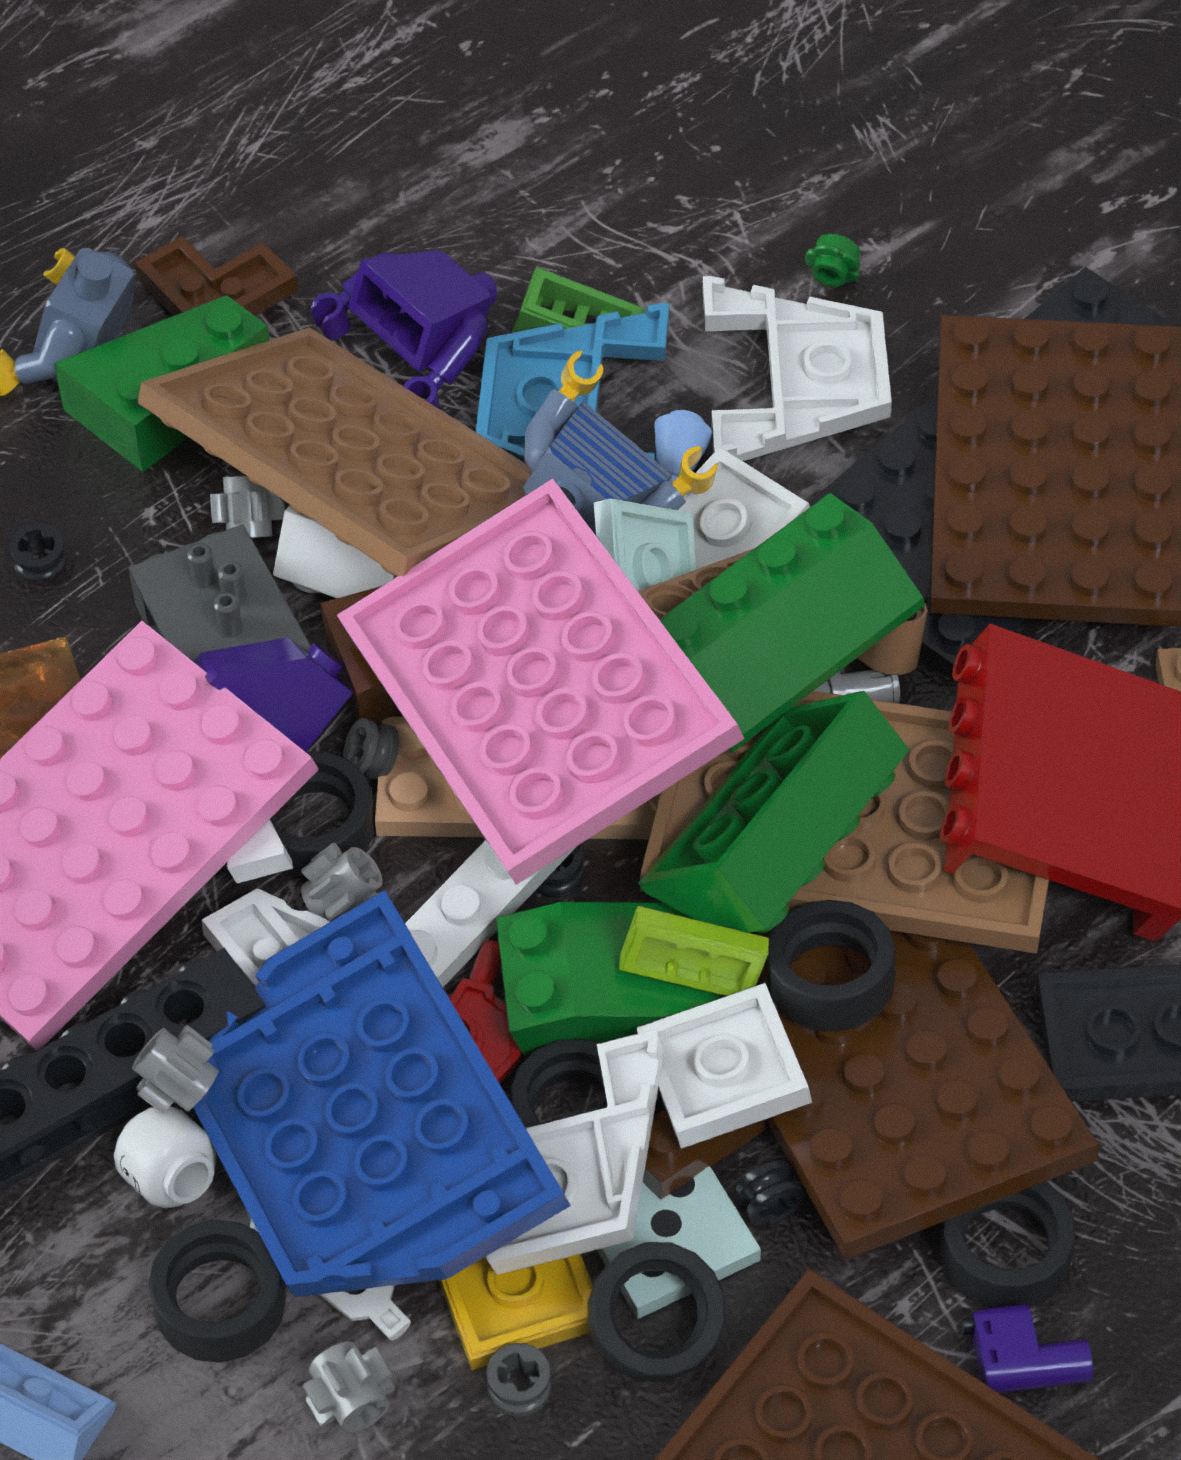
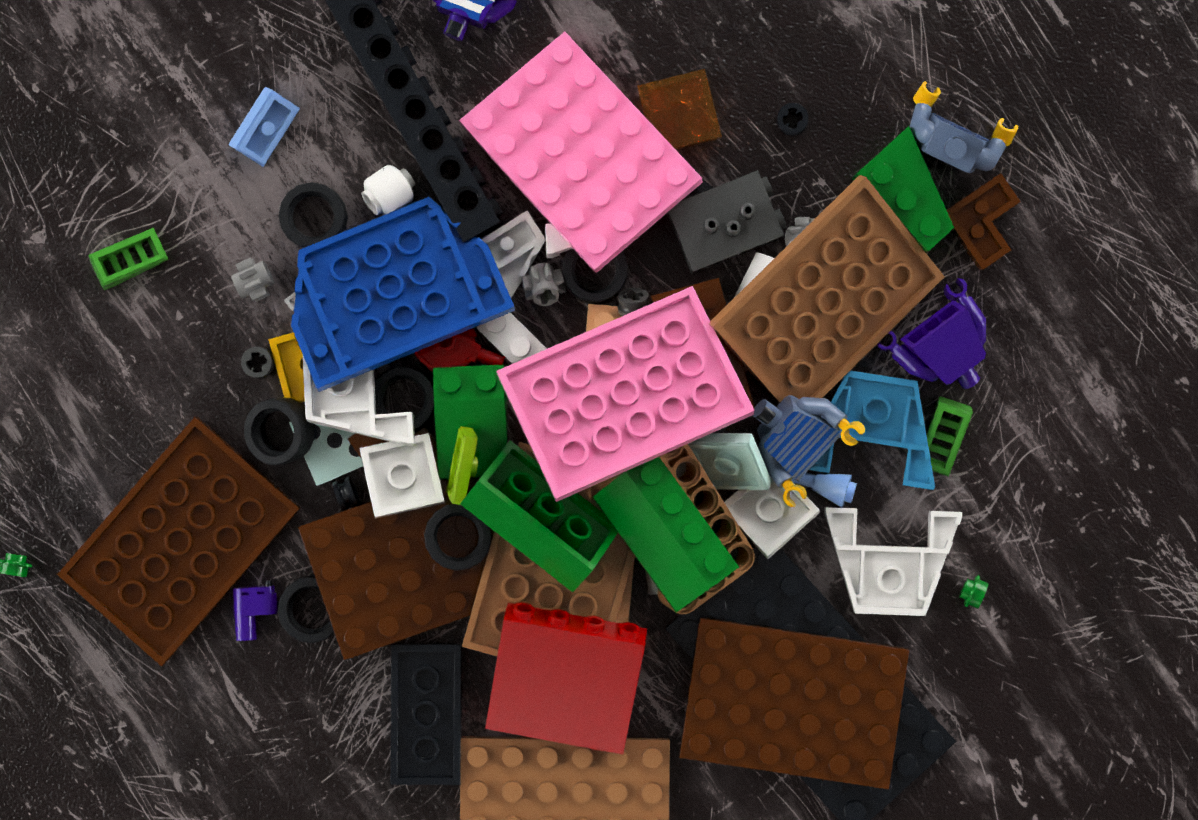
camera: 90 degrees right, 35 degrees up
(175, 1069) = (417, 195): light grey gear -> none
(281, 683) = (665, 251): dark purple slope -> none

